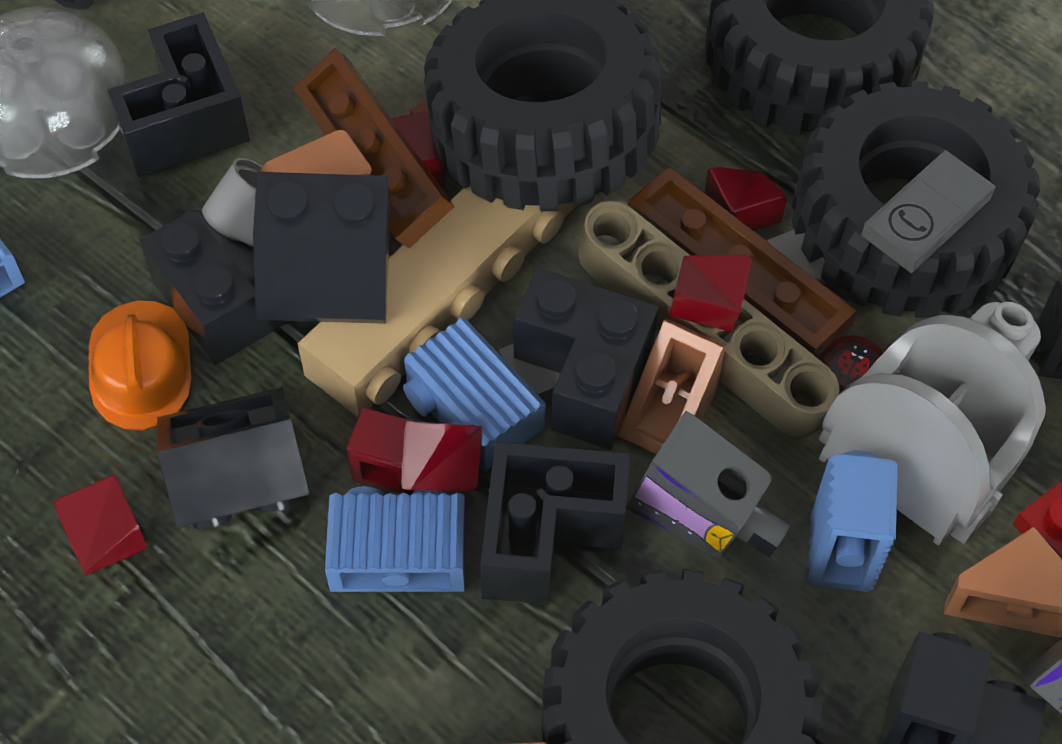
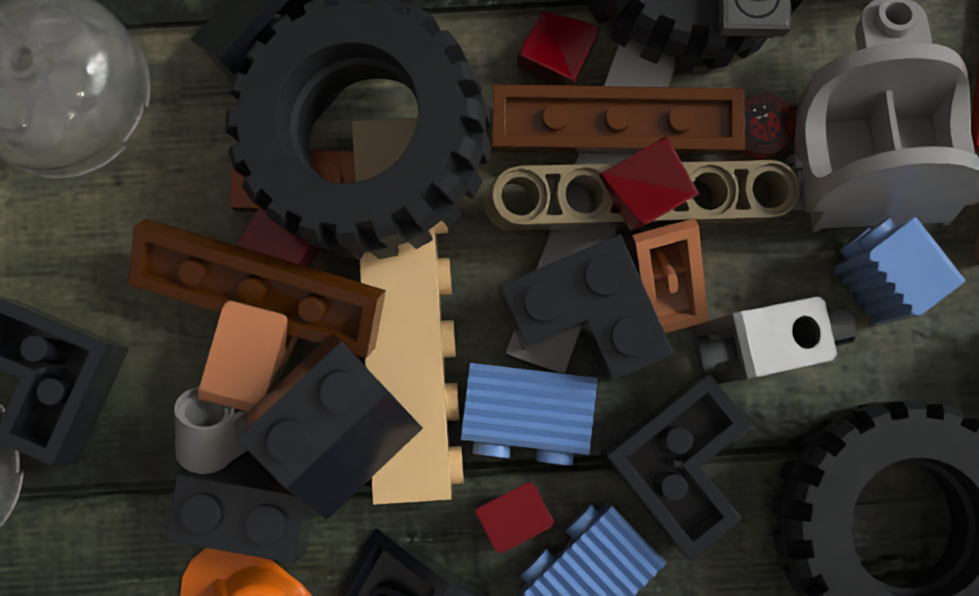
camera: 45 degrees left, 25 degrees up
(441, 456) = (567, 492): dark red slope -> none

